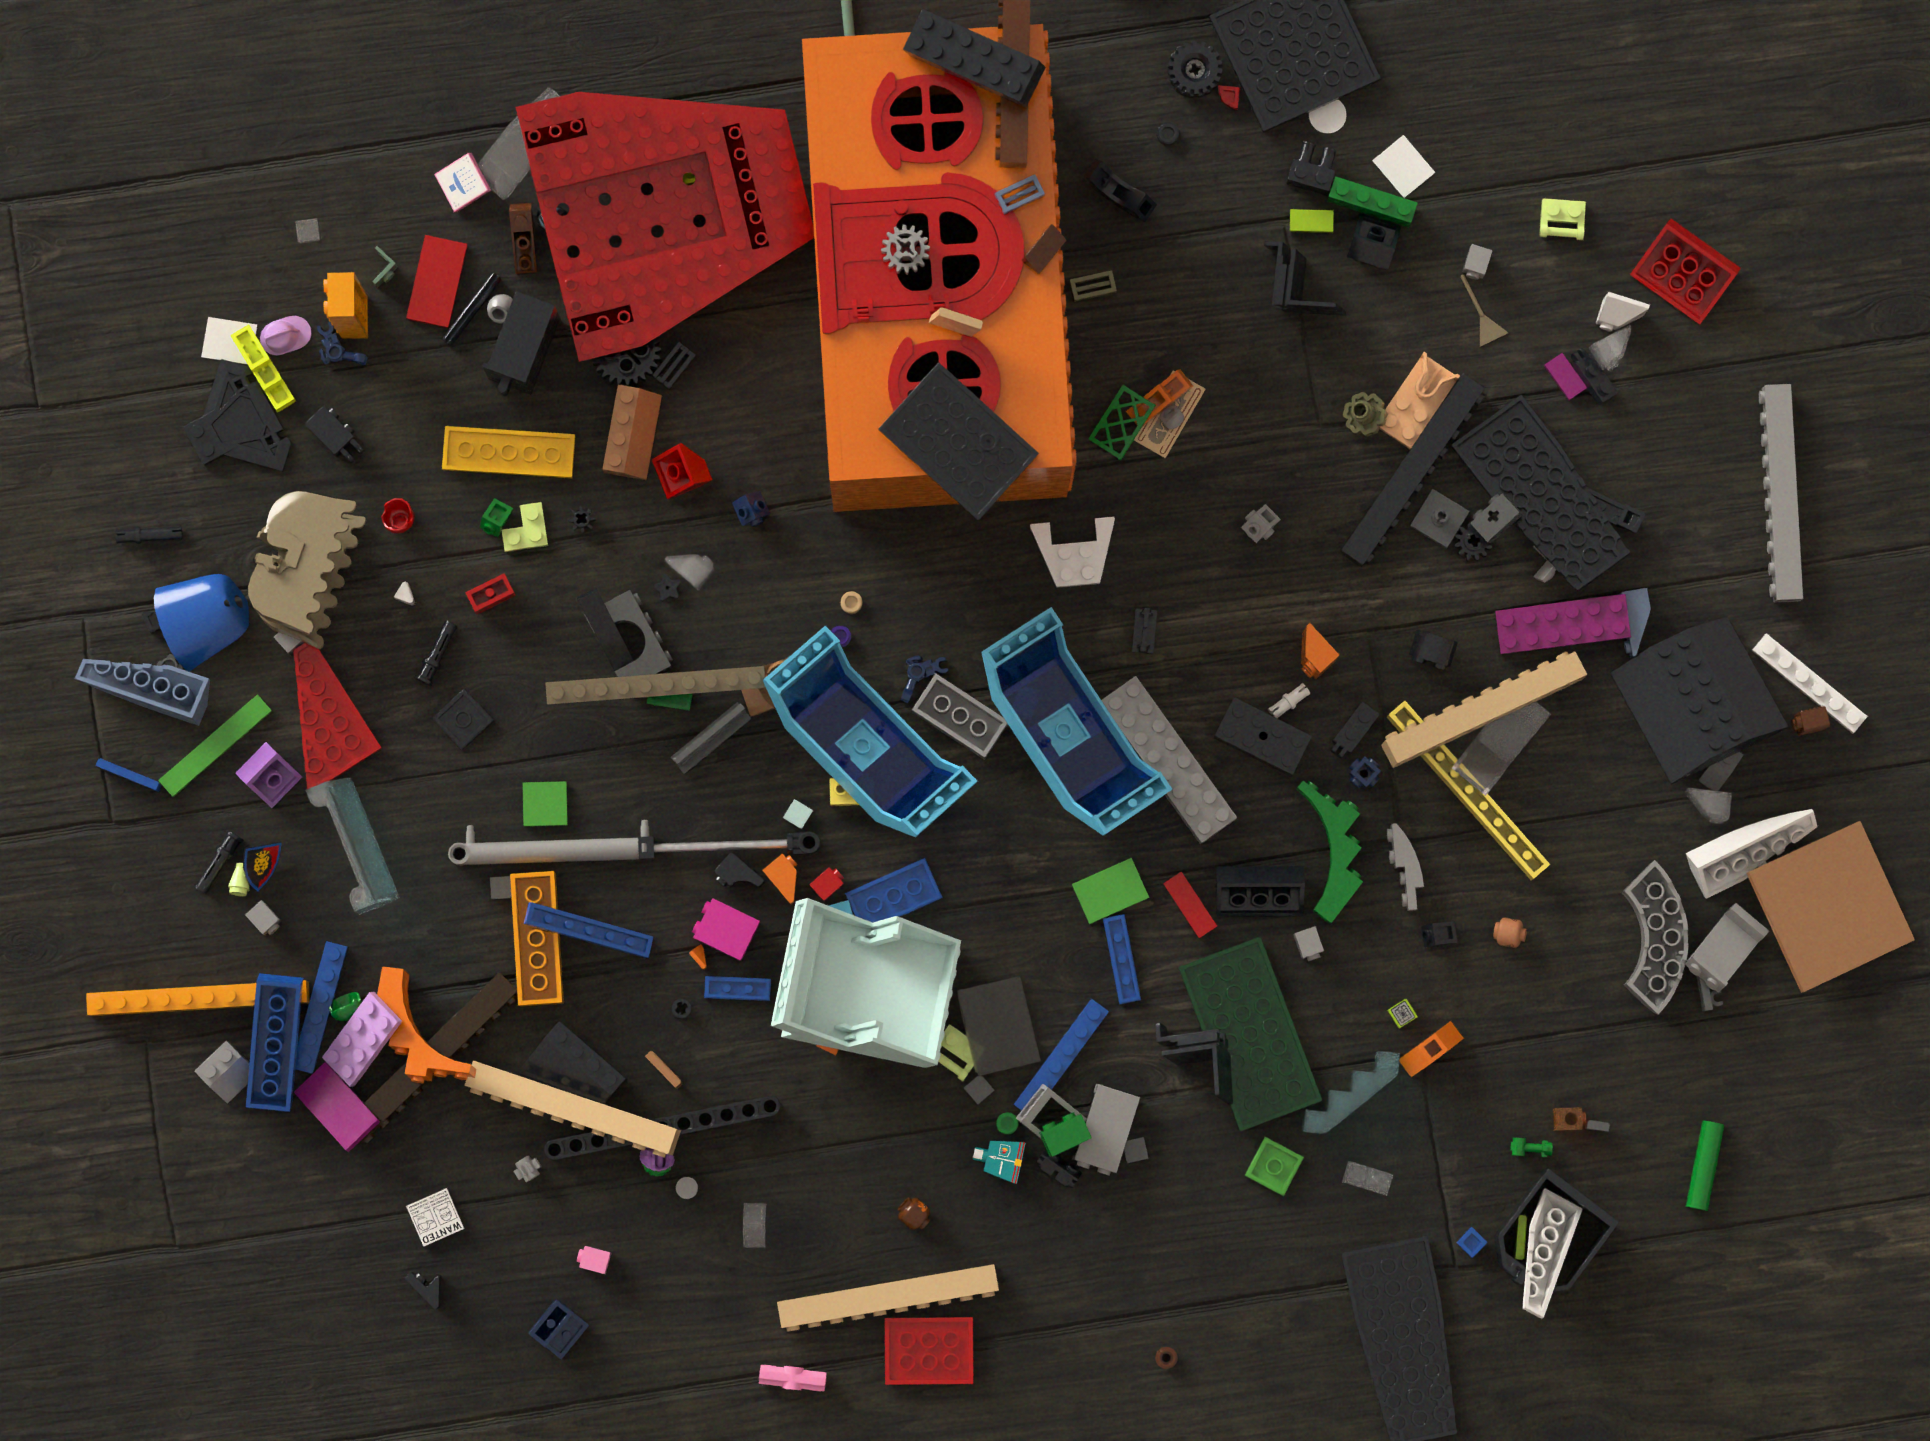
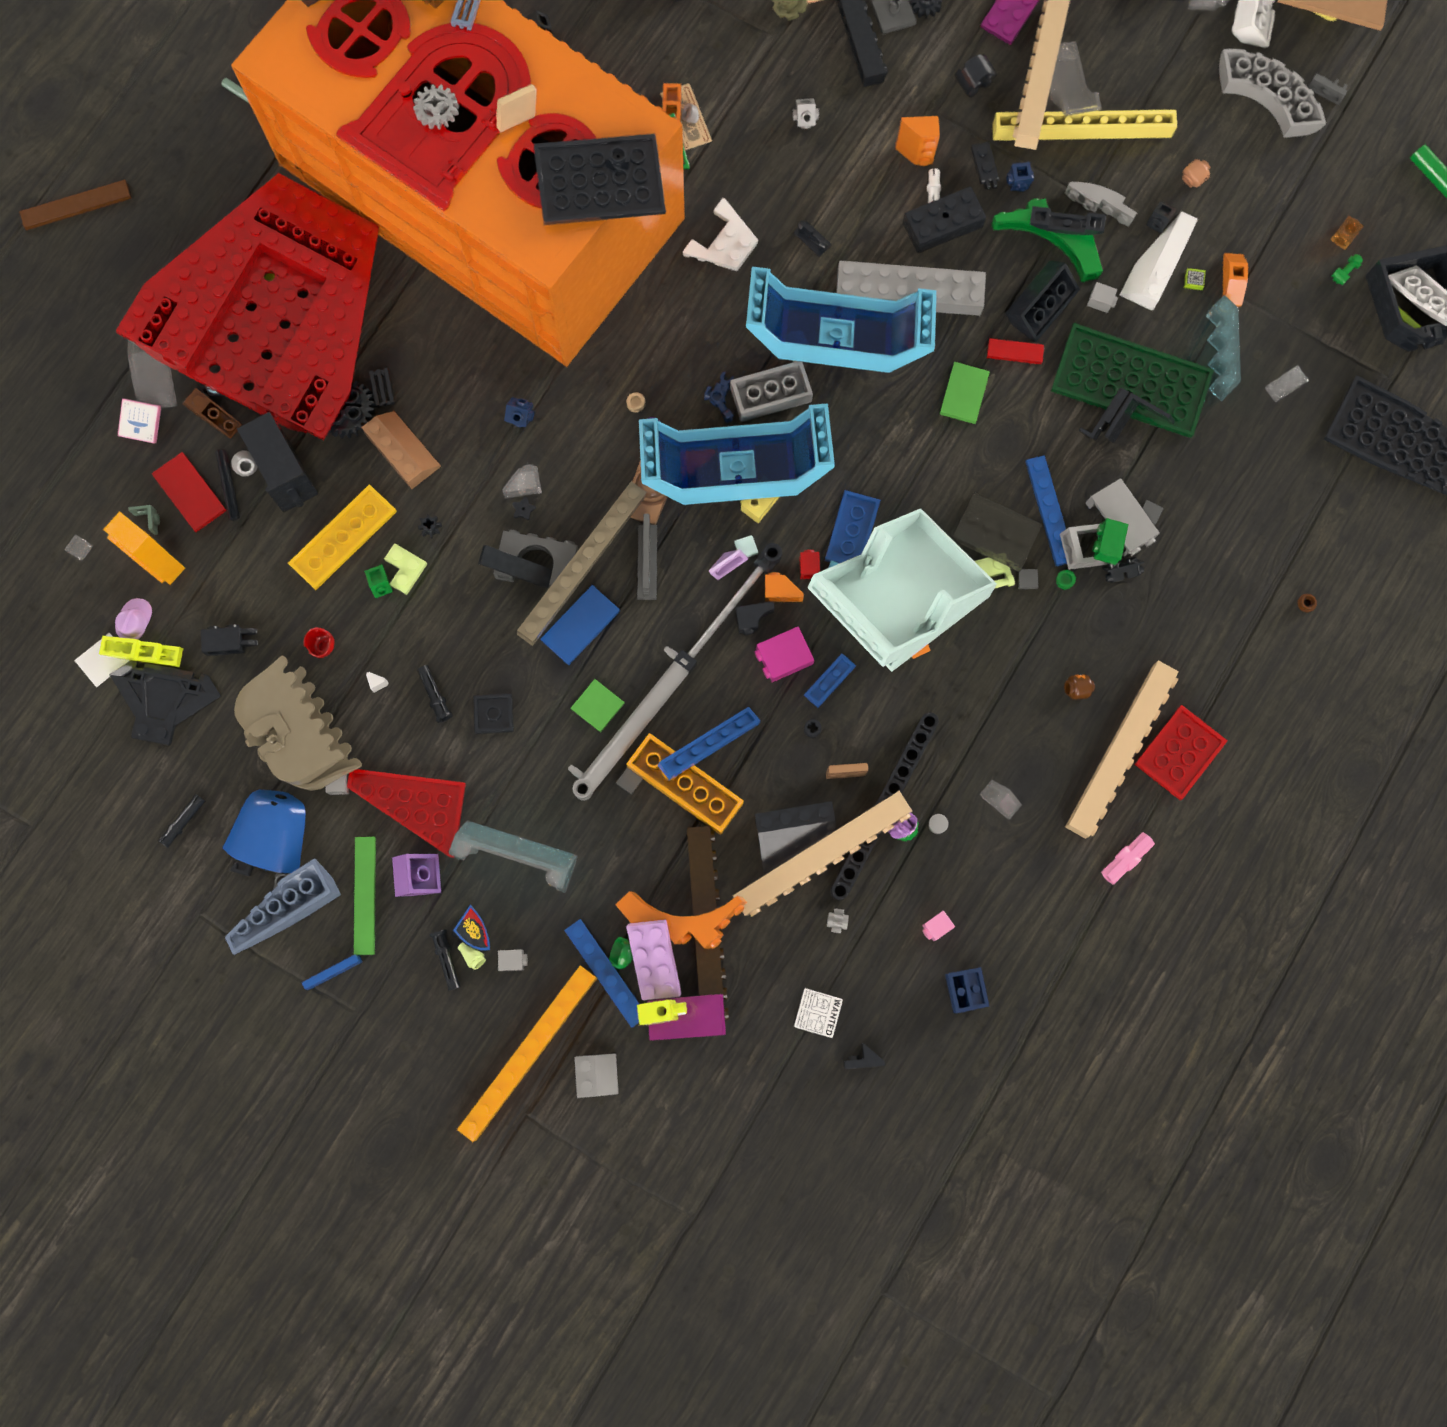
camera: 50 degrees left, 5 degrees down
(274, 1042) = (605, 1022): blue brick -> none
(321, 1081) = (654, 1013): none -> neon yellow torso
(335, 351) = (173, 595): dark blue piece -> none
(490, 594) = (425, 624): red brick -> none
(604, 727) = (580, 625): none -> blue tile
(680, 470) = (453, 437): red slope -> none
(680, 701) = (603, 564): green tile -> none
(699, 956) = (788, 688): orange slope -> none
(766, 809) = (727, 563): none -> lavender slope
(1002, 1159) = (1089, 600): teal torso -> none
(1044, 249) = (517, 23): reddish brown slope -> none
(1121, 959) = (1015, 421): blue tile -> none
(1274, 1166) = (1231, 435): bright green tile -> none
(1348, 852) = (1067, 223): none -> black slope
(1388, 967) = (1158, 262): none -> white wedge
(1471, 1242) = (1381, 353): blue plate -> none
(1597, 1126) = (1367, 217): dark grey tile -> none
(1726, 947) = (1311, 53): light grey panel -> none

